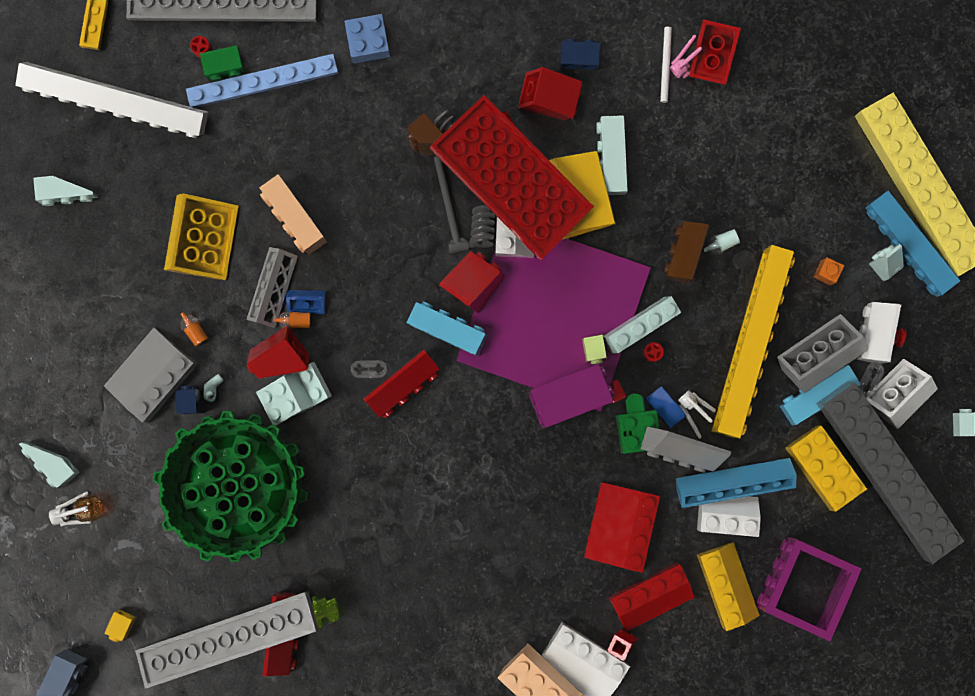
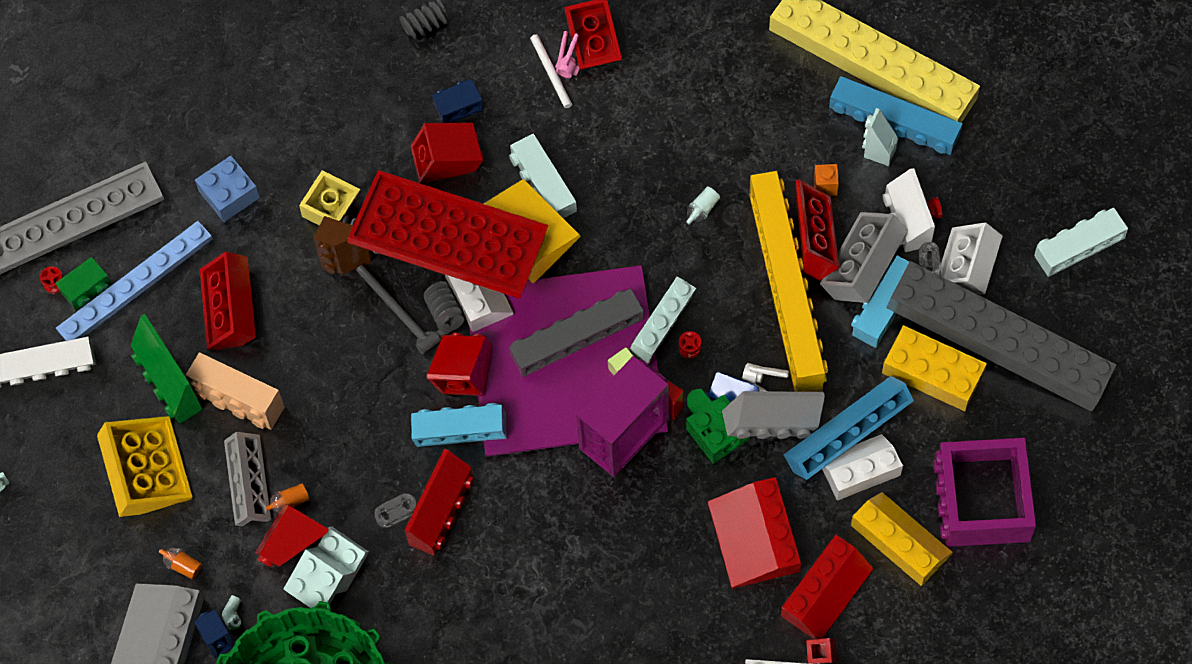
camera: 20 degrees left, 20 degrees down
(248, 171) = (163, 372): none -> green slope
(306, 301) = (292, 475): blue slope -> none
(323, 135) = (227, 302): none -> red slope
(439, 91) = (328, 198): none -> light yellow slope
(572, 299) = (576, 332): none -> dark grey brick
(686, 251) = (669, 230): reddish brown slope -> none
(797, 314) = (816, 231): none -> red slope

